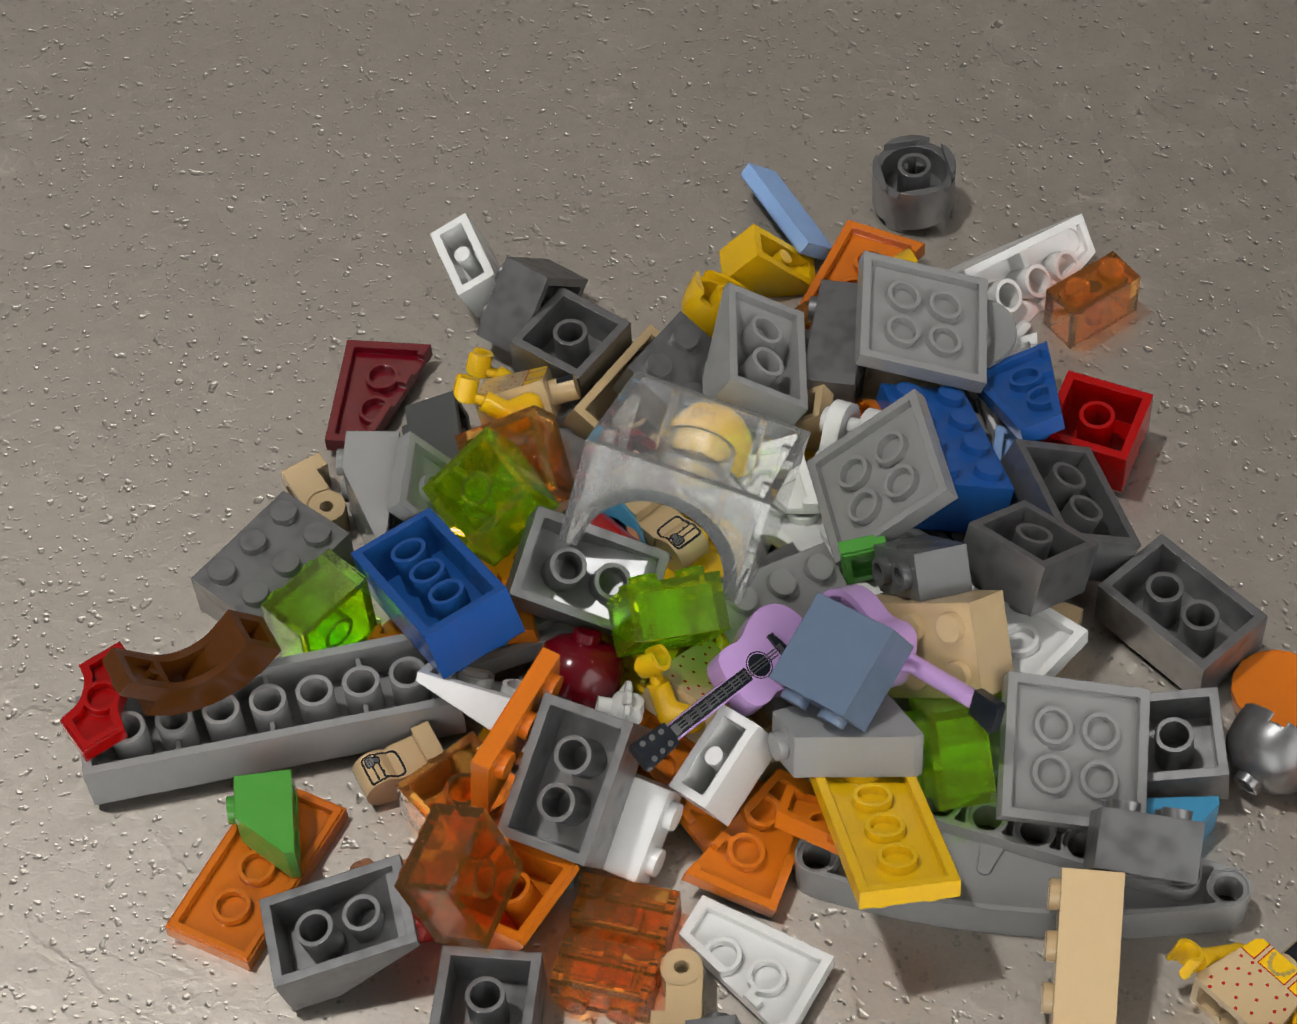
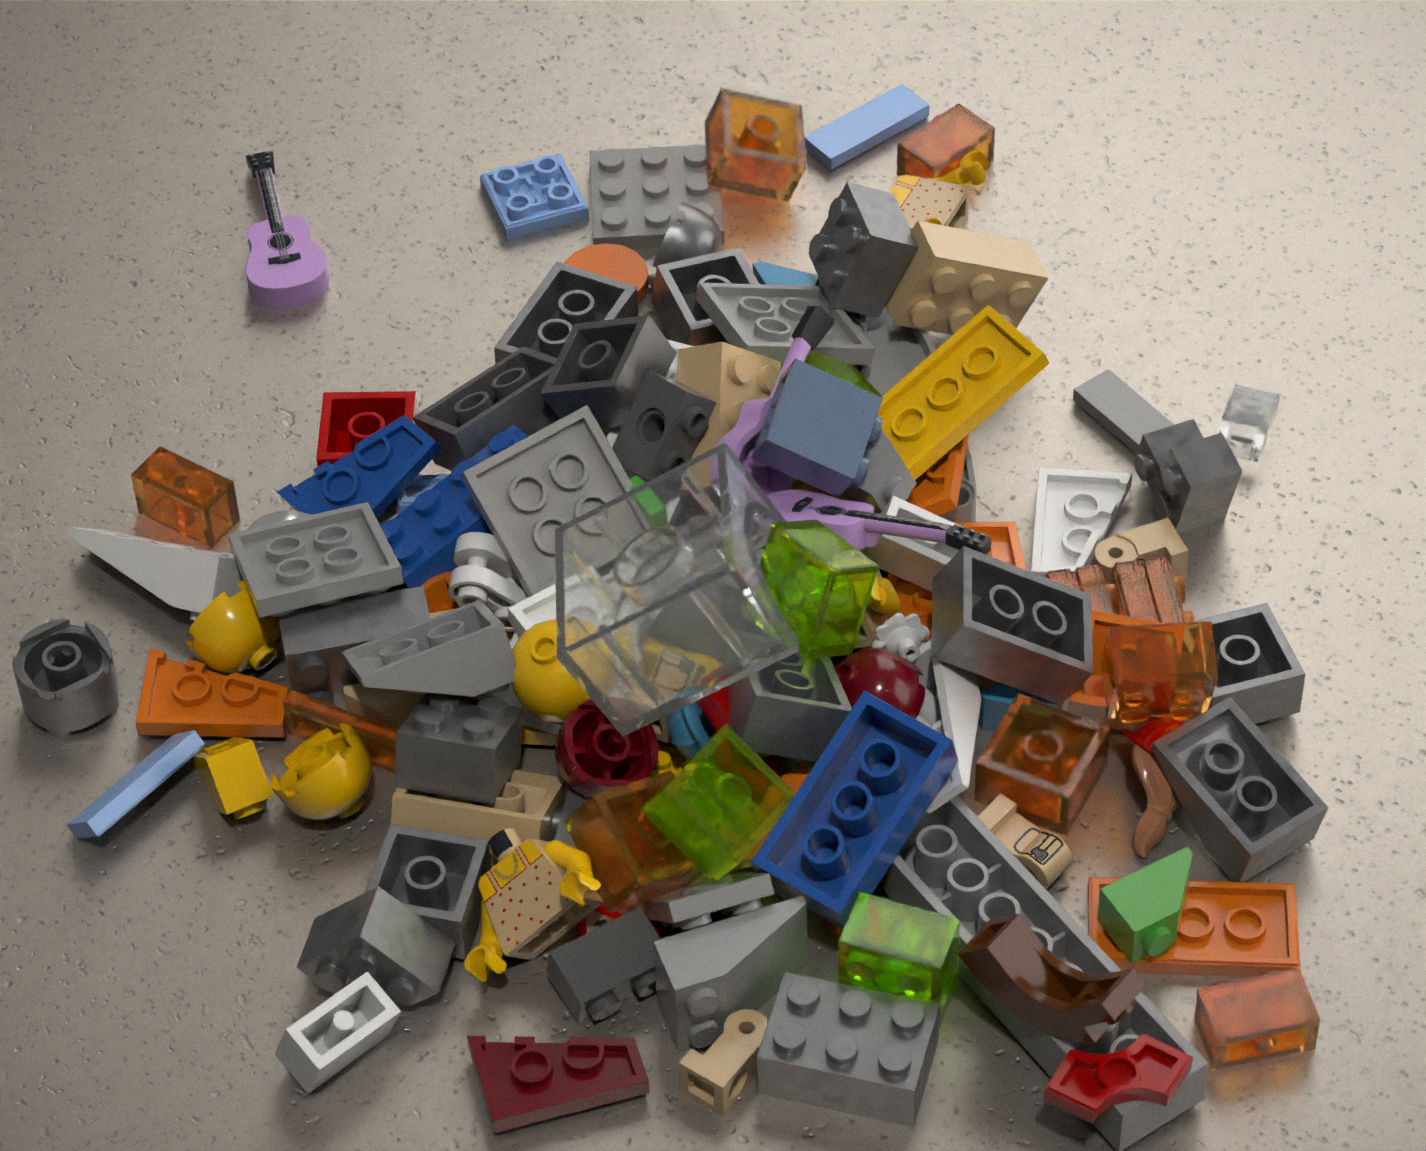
camera: 115 degrees left, 5 degrees down
(132, 865) = (1256, 1018): none -> clear orange brick
(512, 729) = (1004, 670): orange wing -> none

